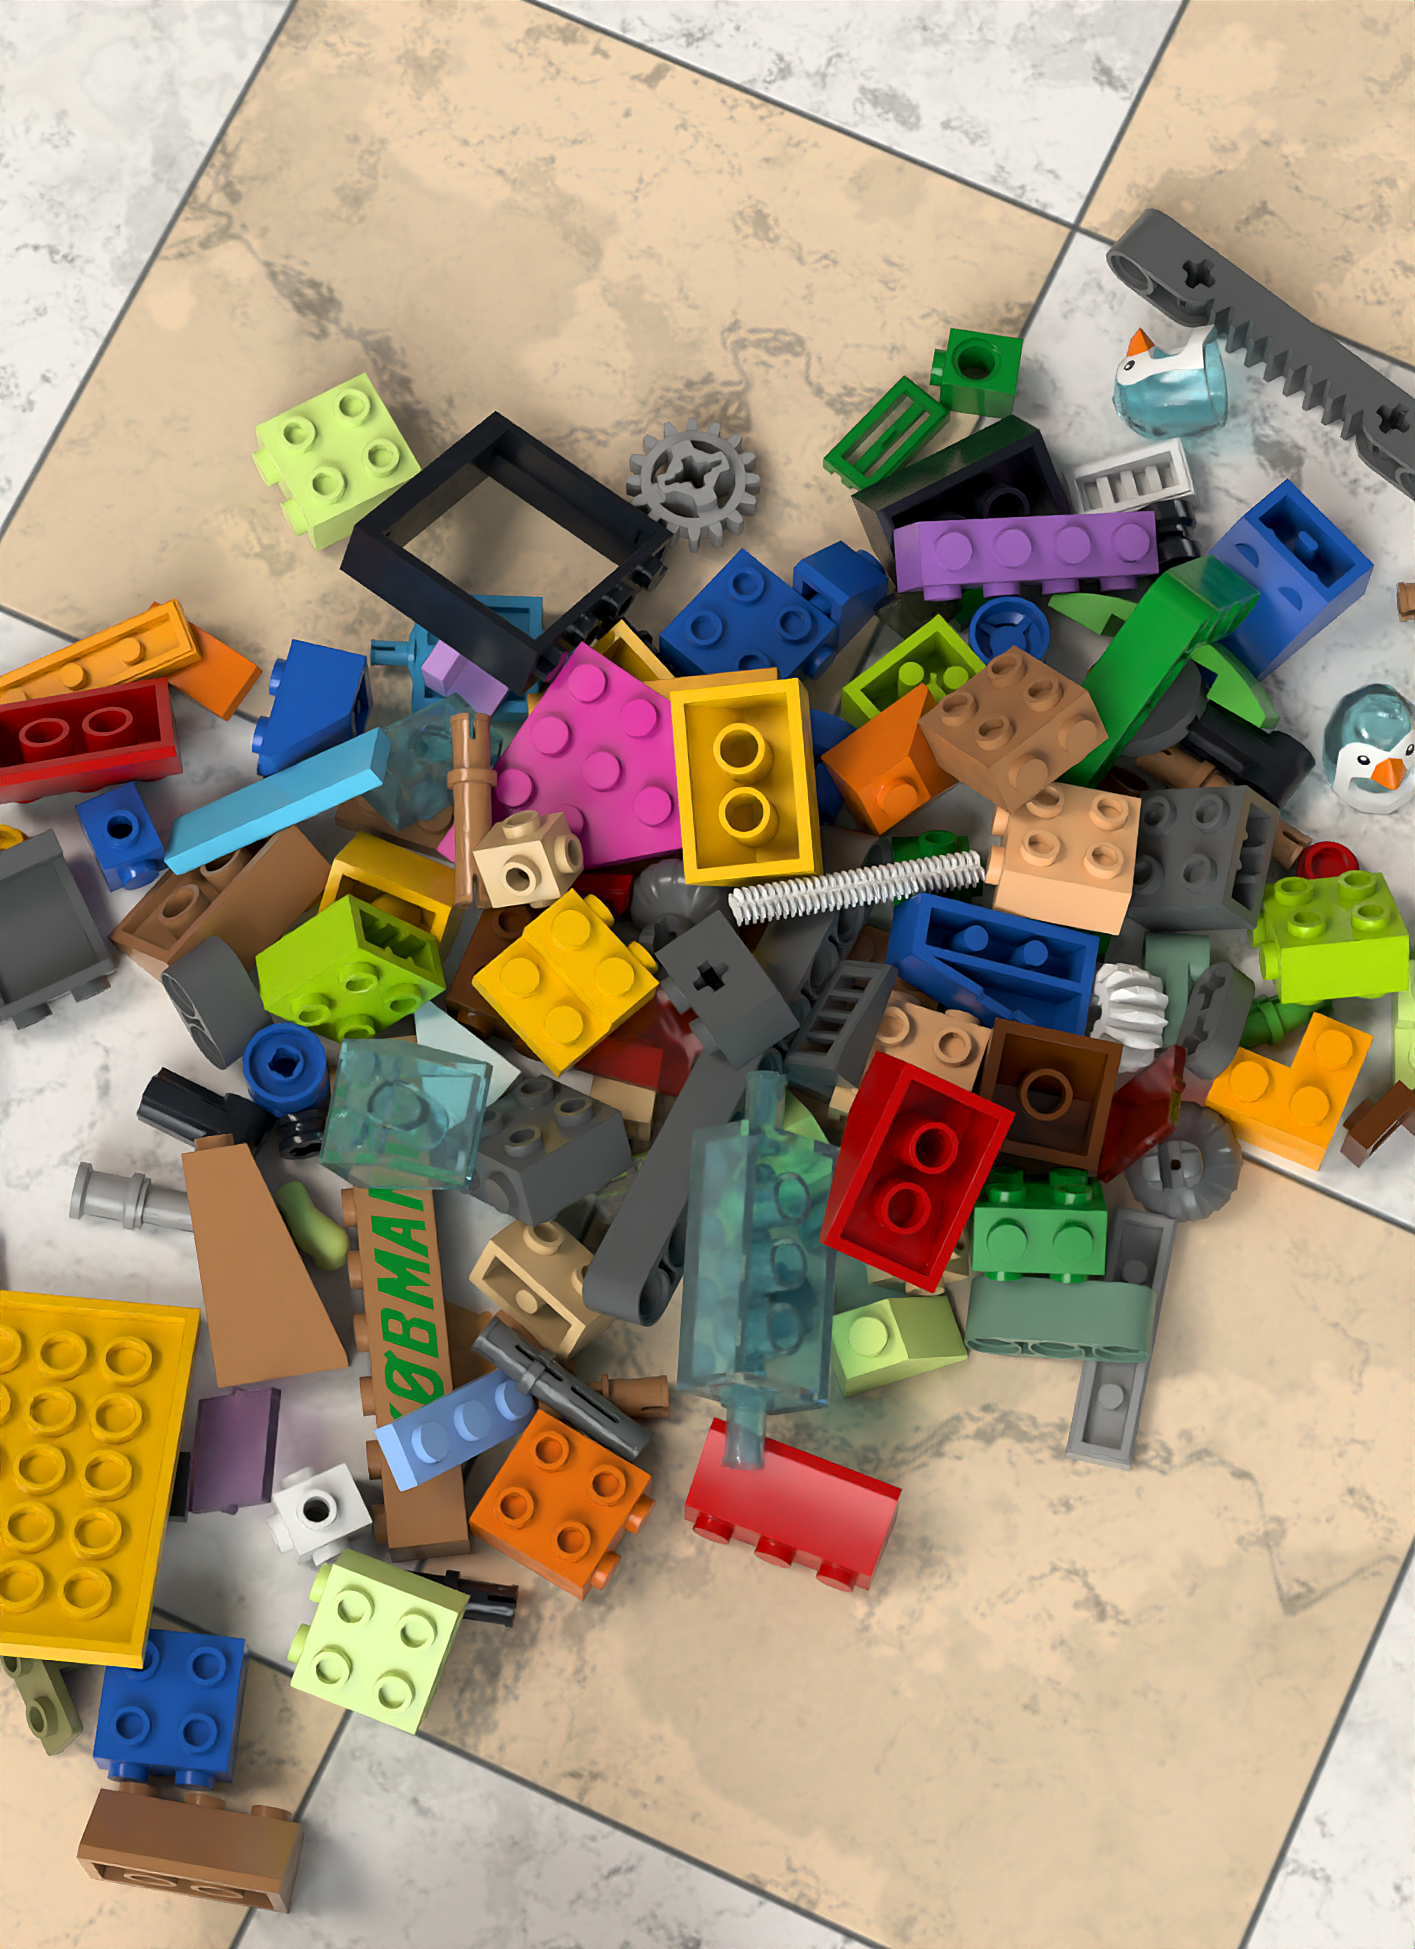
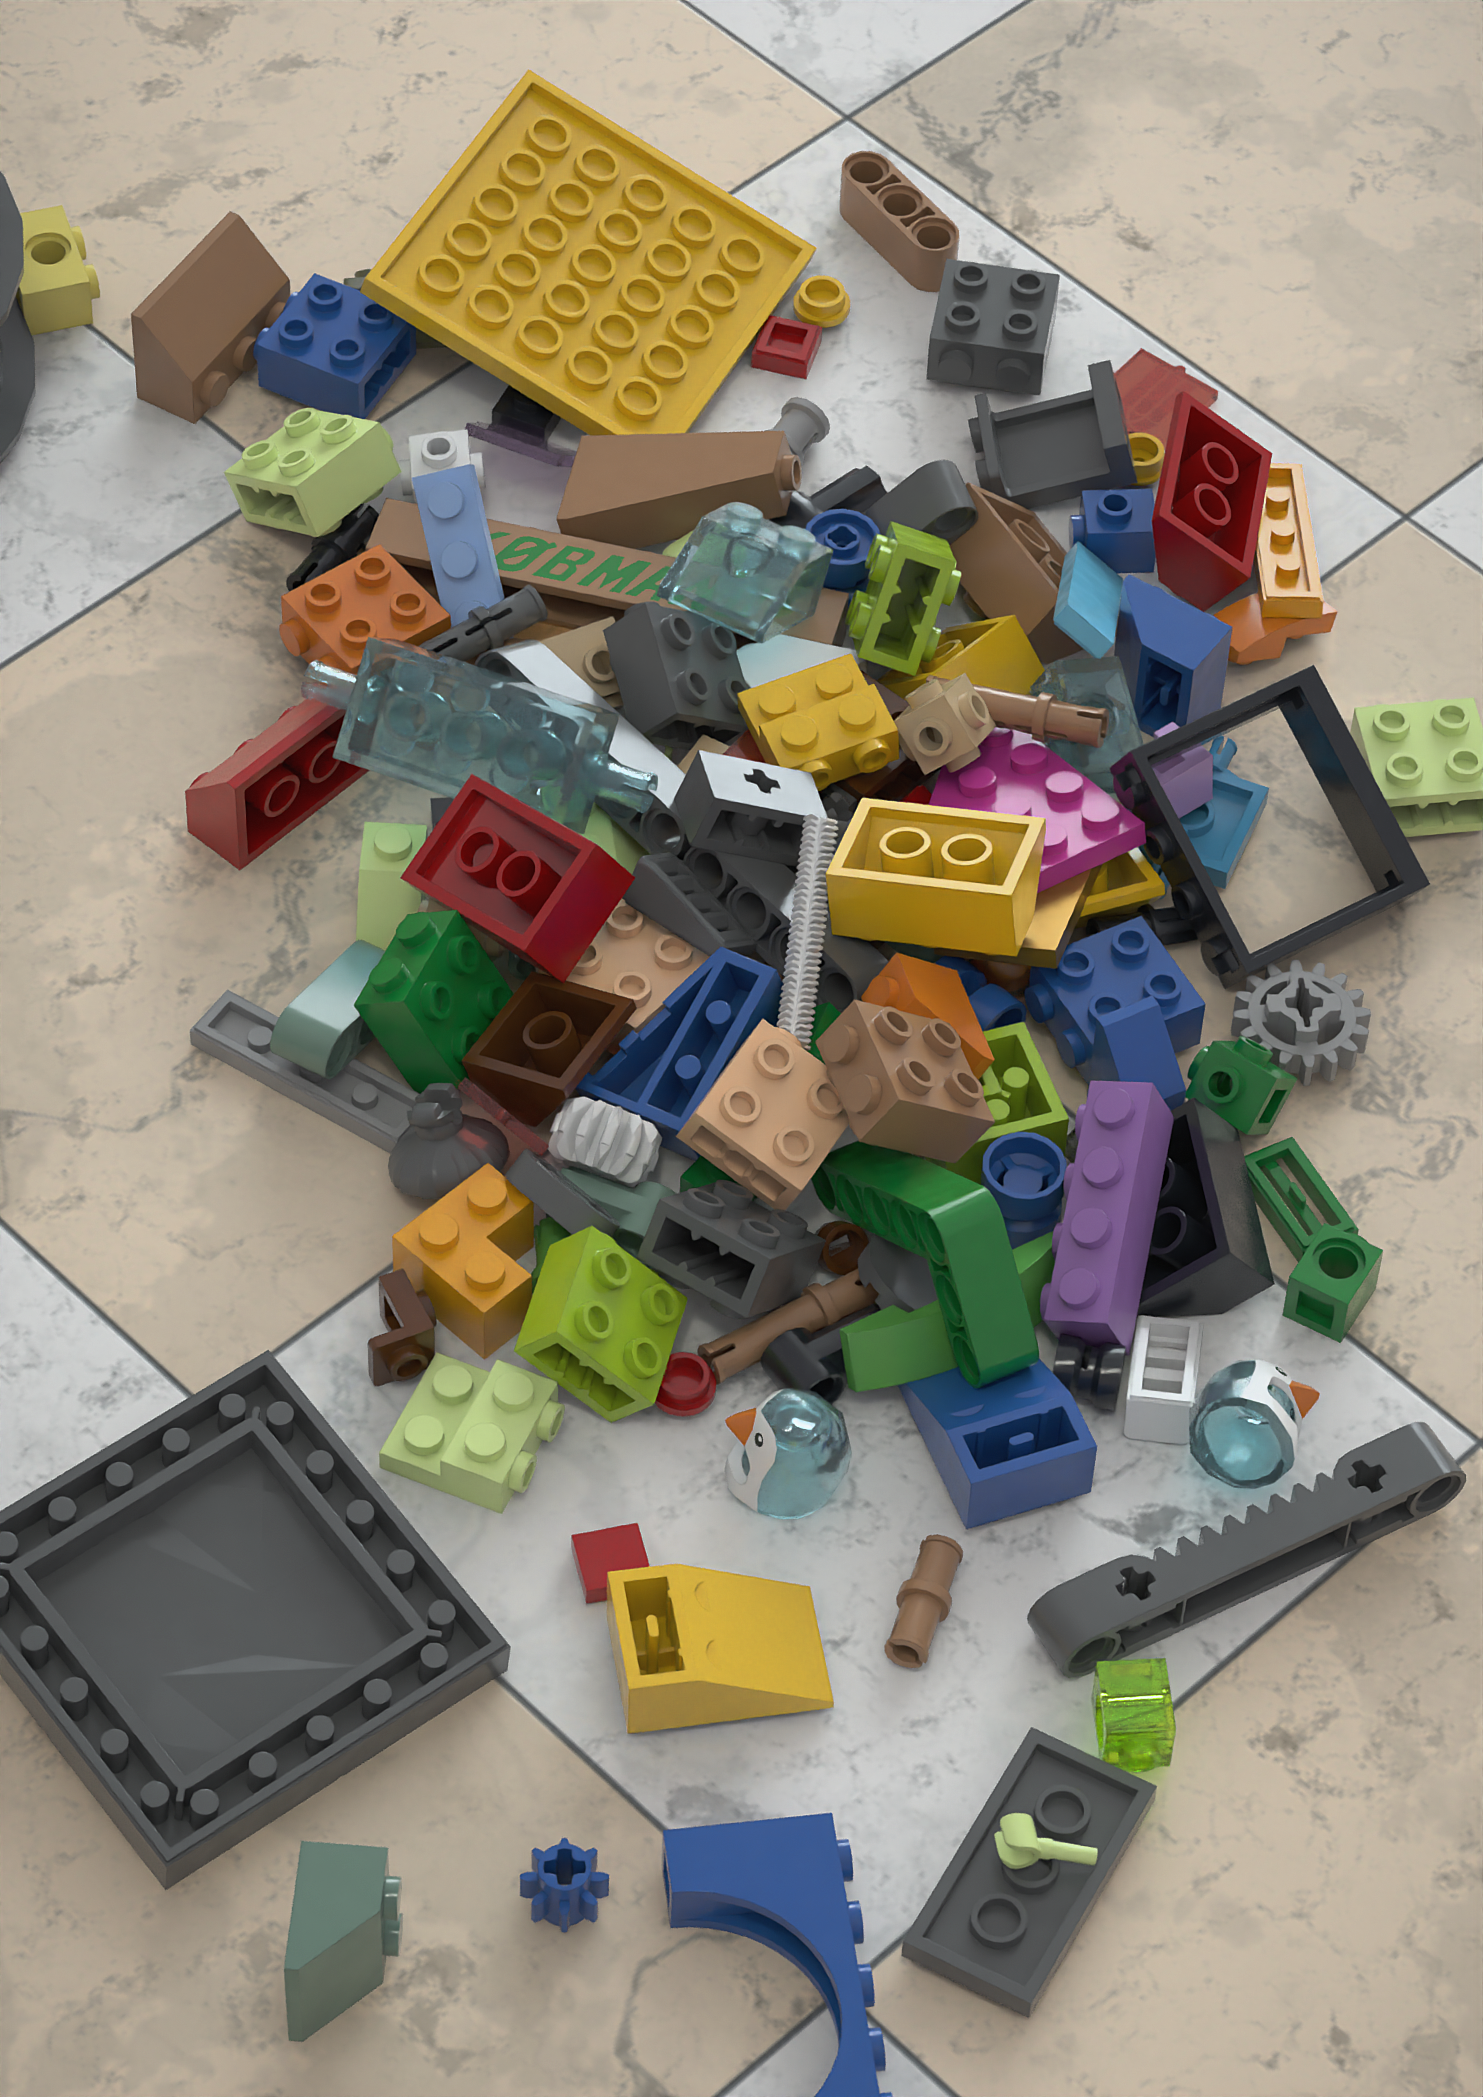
camera: 110 degrees right, 20 degrees down
(802, 506) = (1240, 1084): none -> green brick

